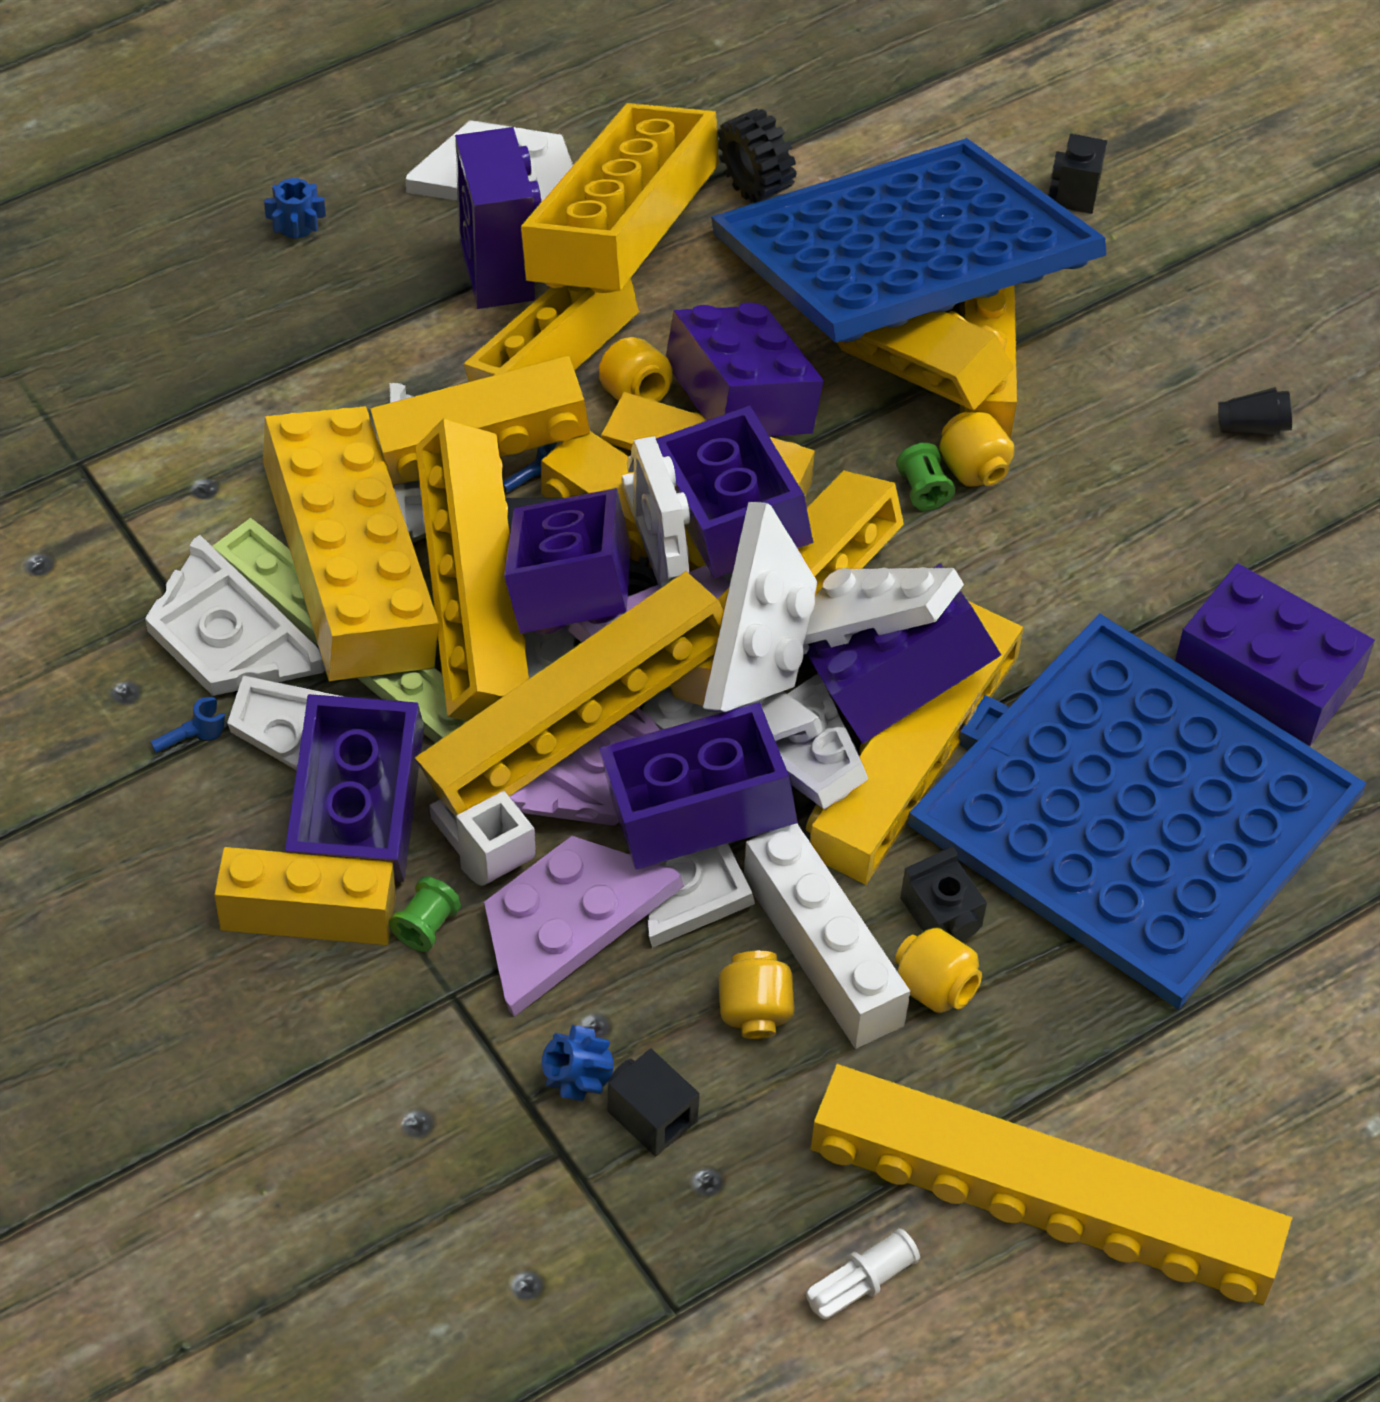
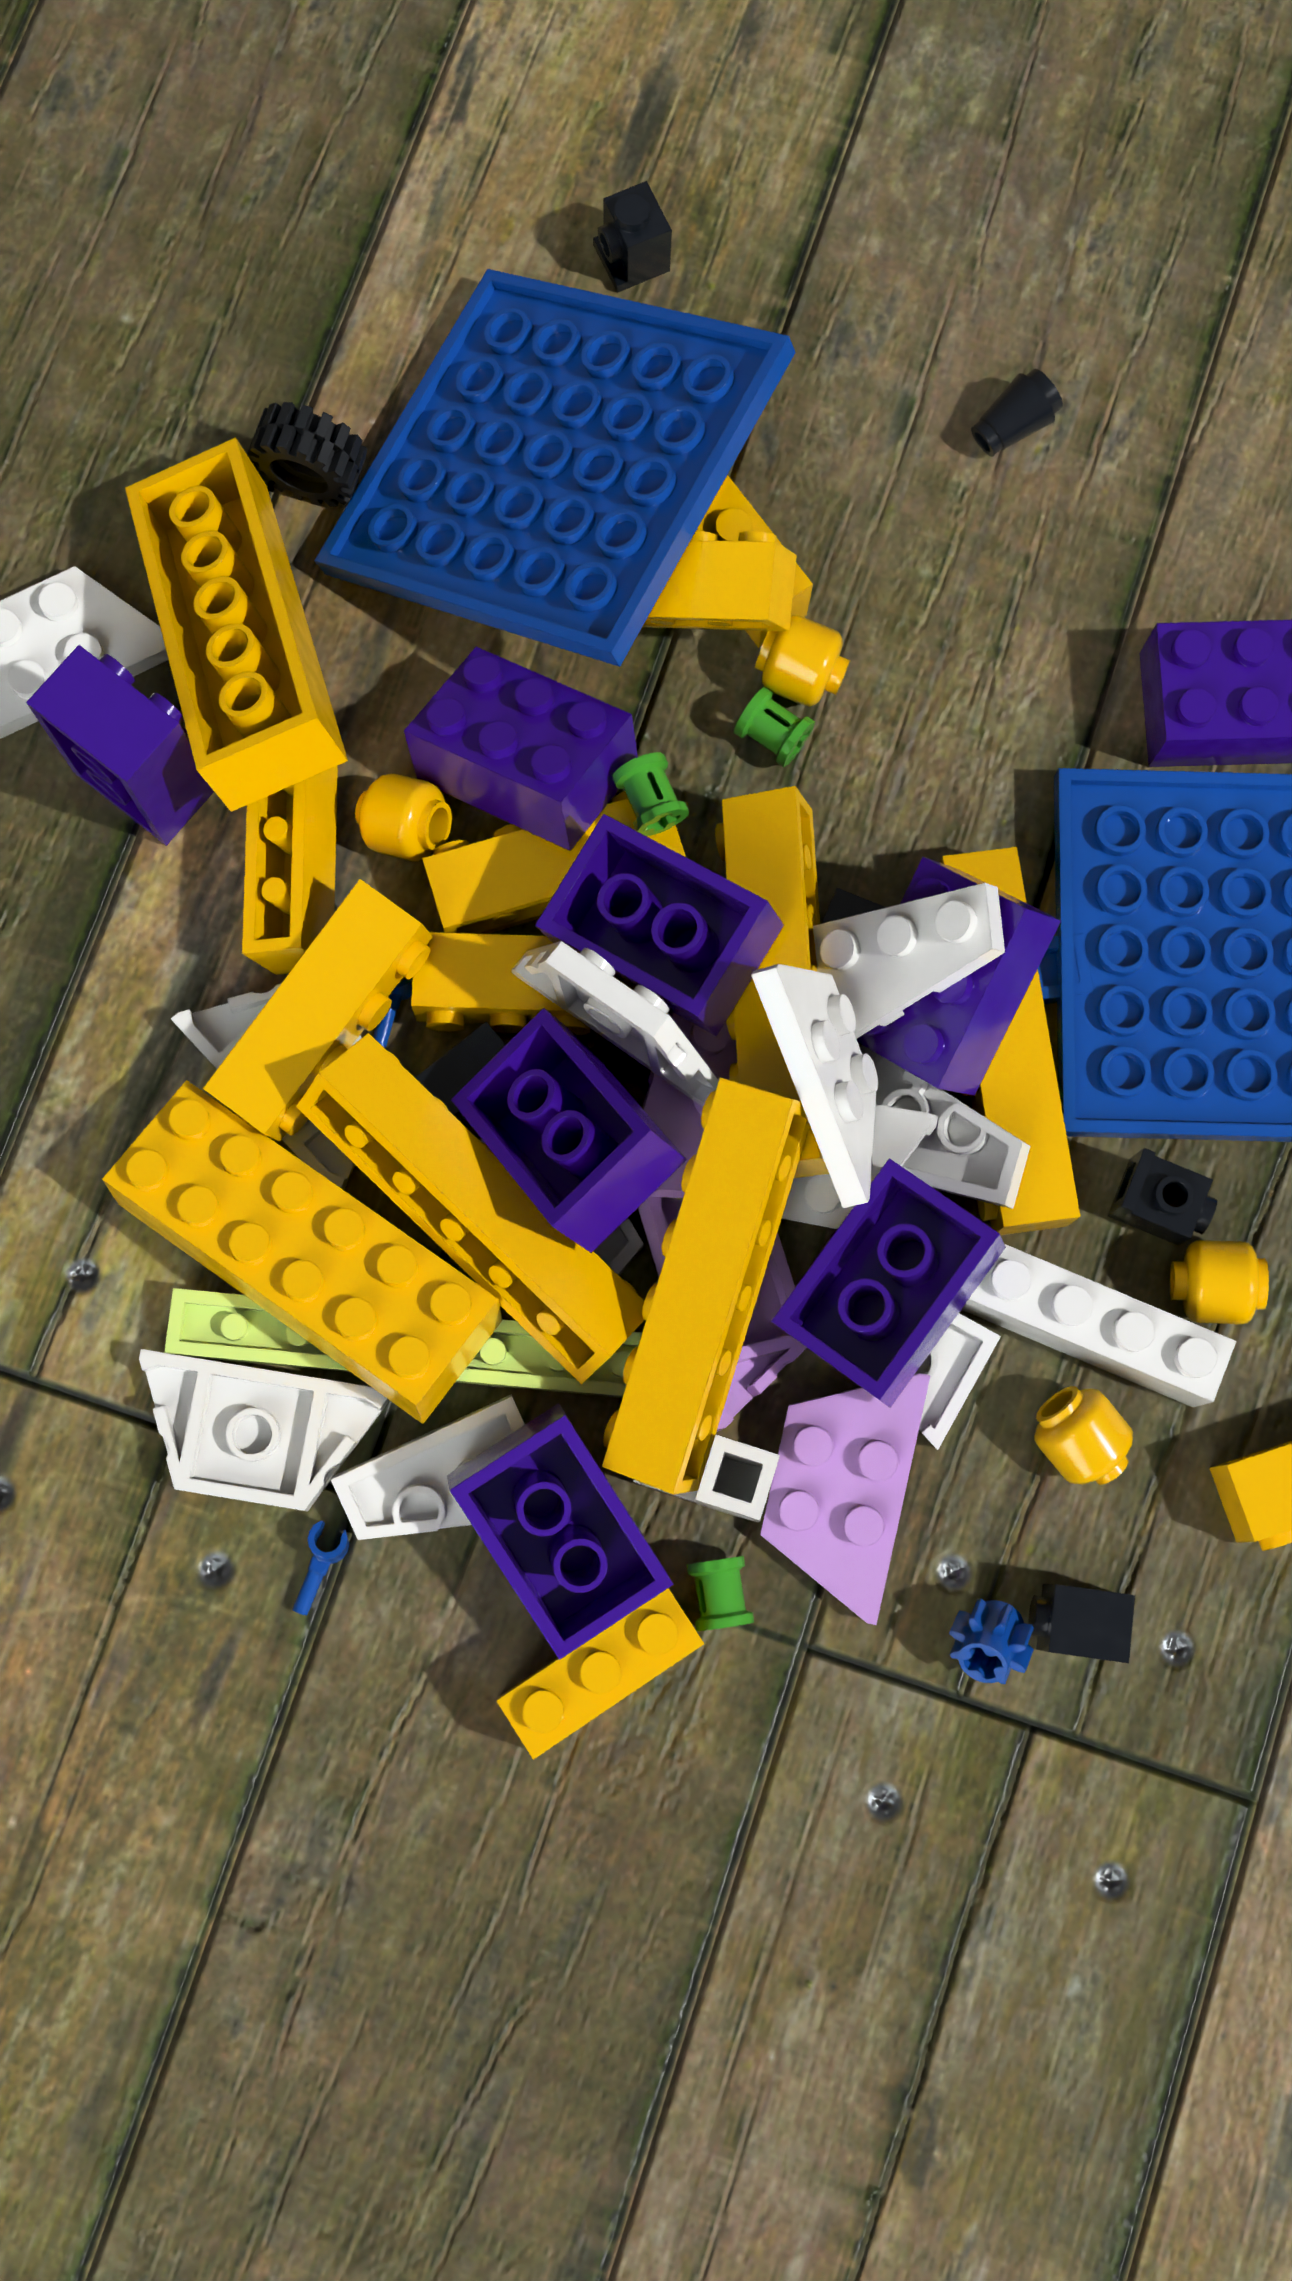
camera: 40 degrees left, 25 degrees up
(802, 440) = (650, 794): none -> bright green bush

